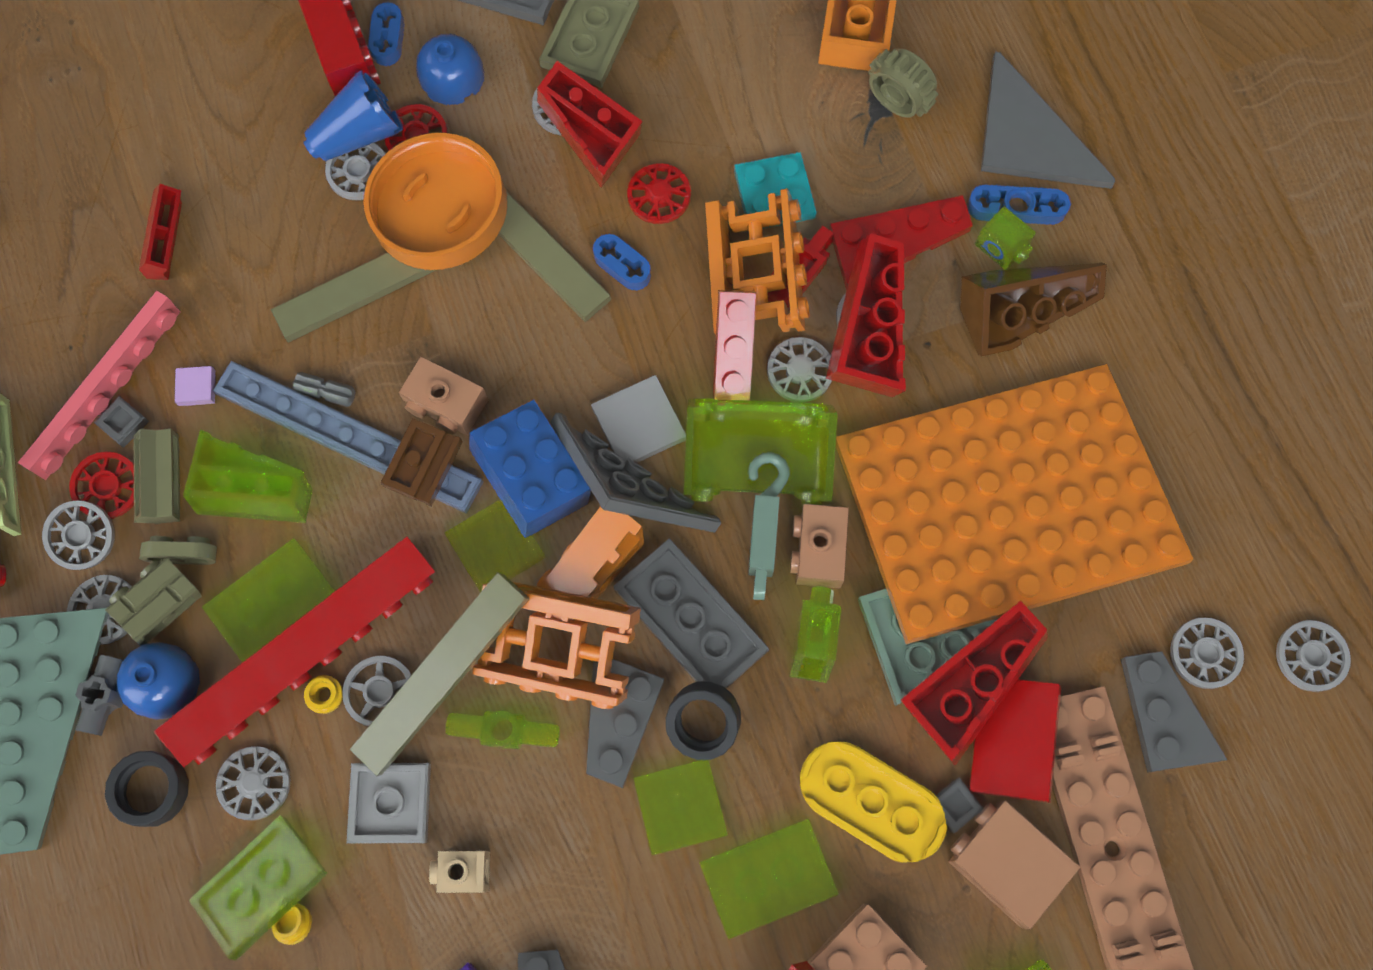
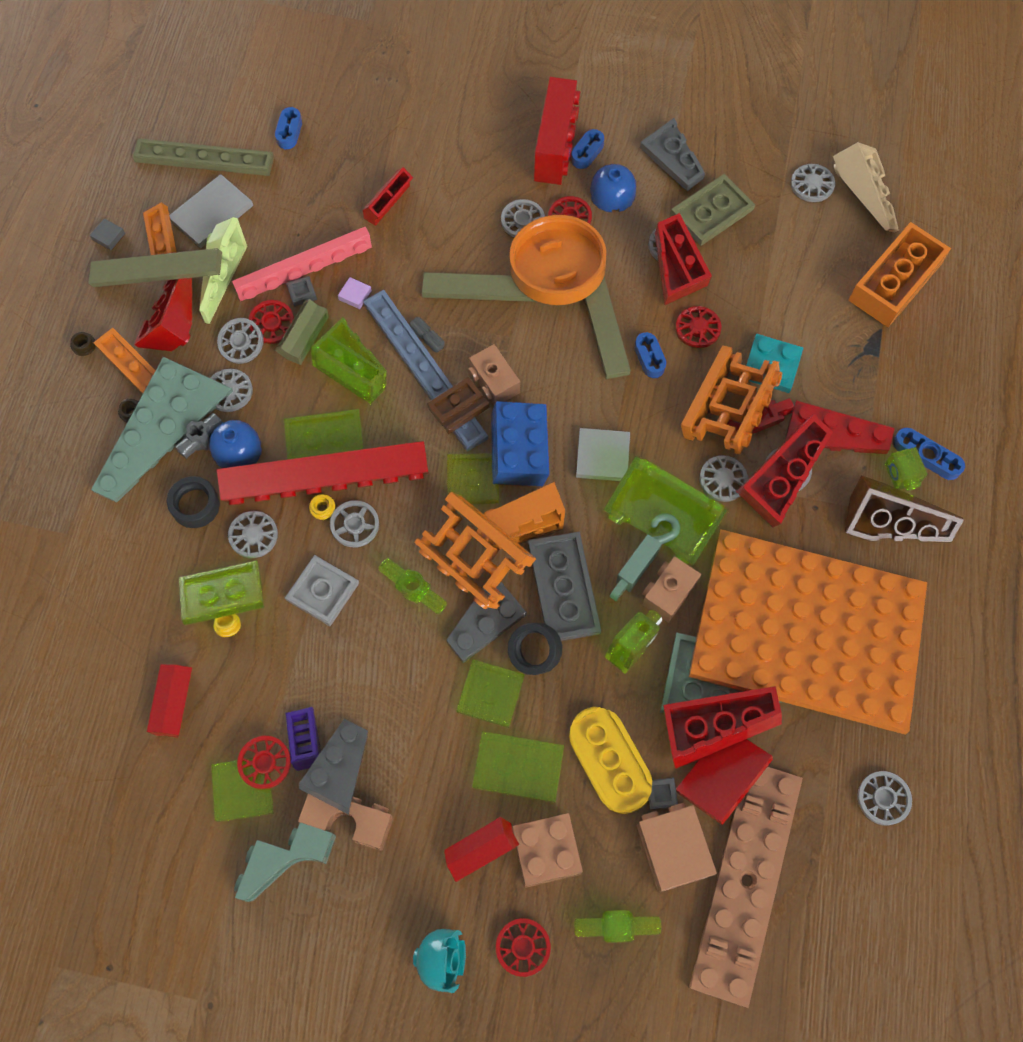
camera: 30 degrees right, 5 degrees down
(152, 601) = (259, 399): olive brick -> none
(194, 551) = (284, 377): olive plate -> none
(352, 120) = (536, 187): blue cone -> none
(439, 673) = (395, 529): tile -> none
(475, 876) = (344, 660): tan brick -> none
(627, 485) = (572, 485): dark grey tile -> none
(734, 345) = (688, 438): plate -> none
(903, 83) = (894, 338): olive gear -> none
(1030, 138) = (963, 417): dark grey tile -> none
(1165, 716) = (833, 821): dark grey wing -> none
(1313, 656) = (957, 842): light grey wheel -> none

